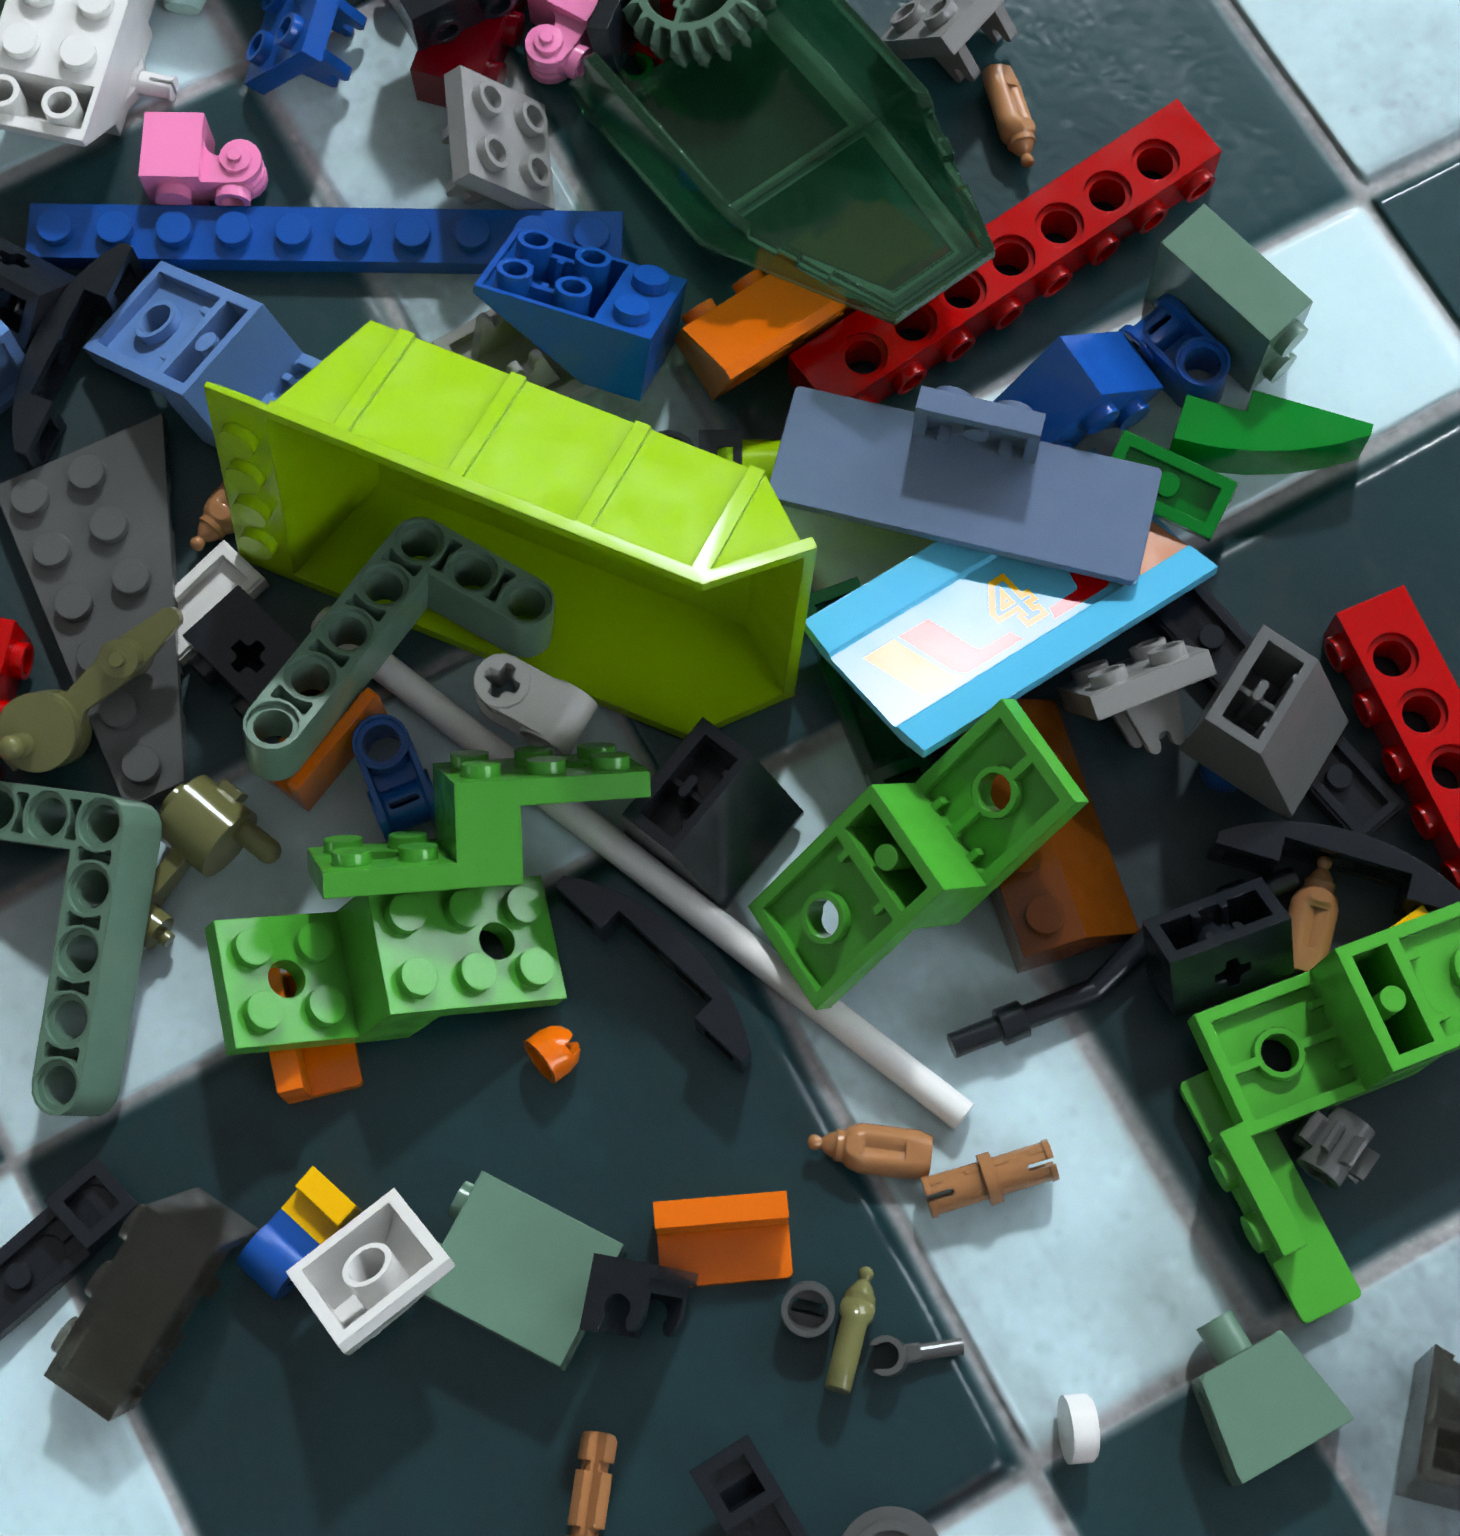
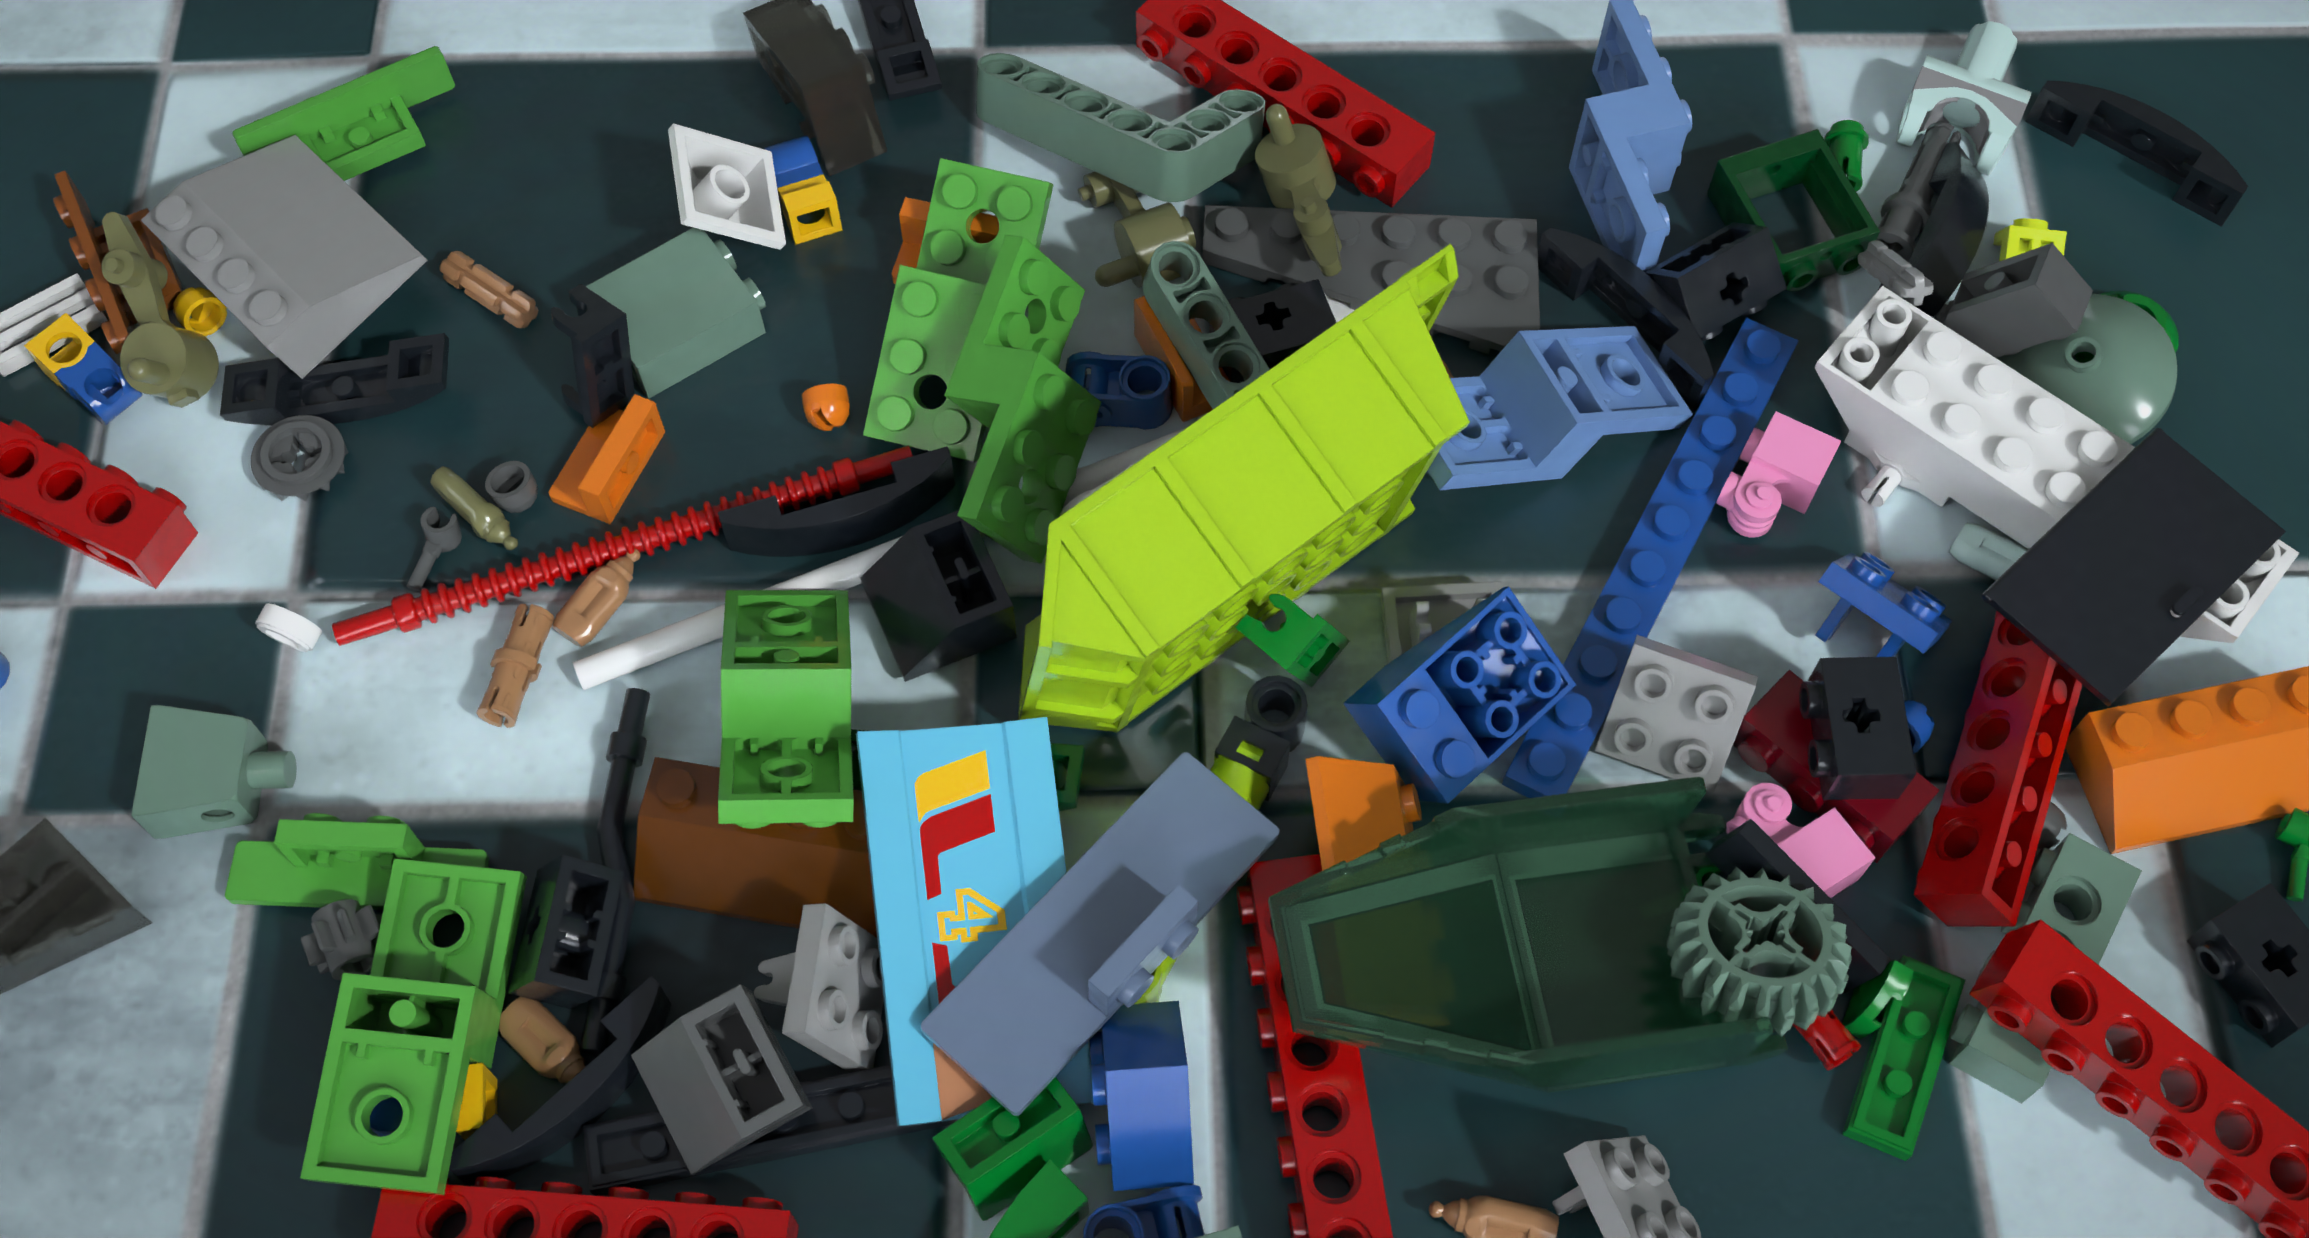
camera: 115 degrees right, 10 degrees down
(992, 1325) = (409, 612): none -> red hose

